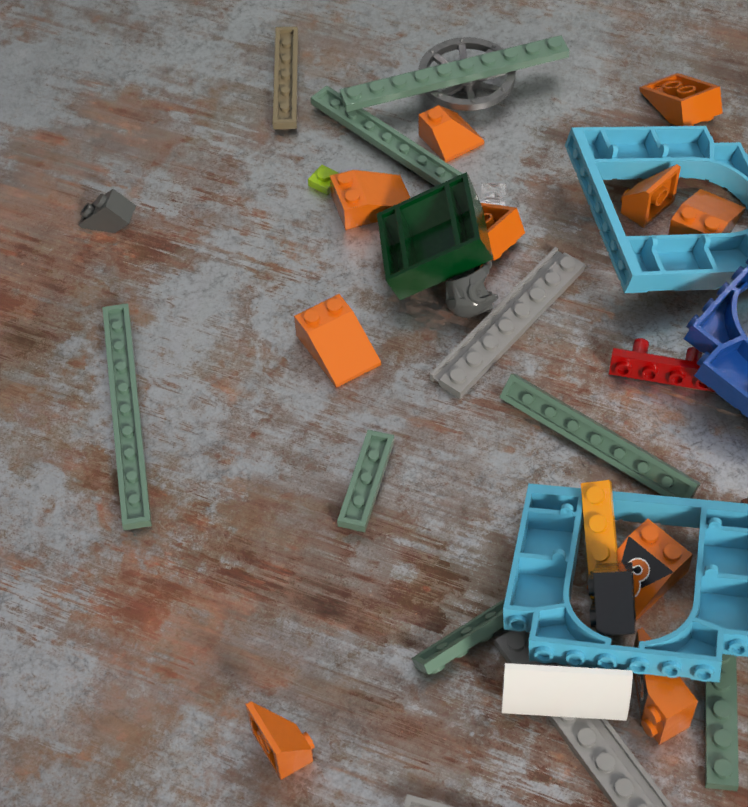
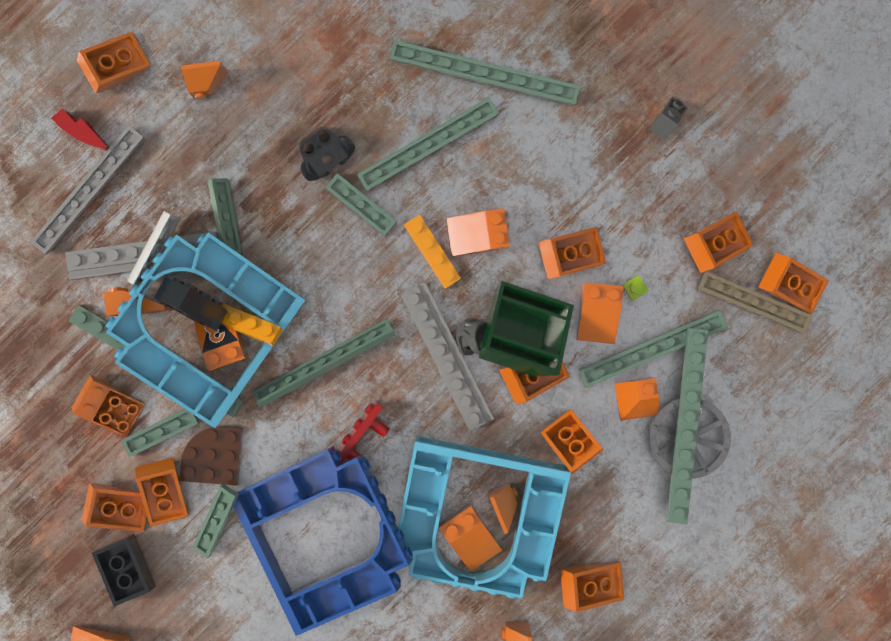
camera: 110 degrees right, 35 degrees up
(236, 125) = (718, 242): none -> orange slope
(247, 55) = (793, 283): none -> orange slope
(251, 438) = (428, 144): none -> sand green plate
(309, 558) = (313, 166): none -> black piece
(316, 245) = (572, 253): none -> orange slope
(386, 384) = (432, 251): none -> light orange plate
(537, 150) = (571, 441): none -> orange slope

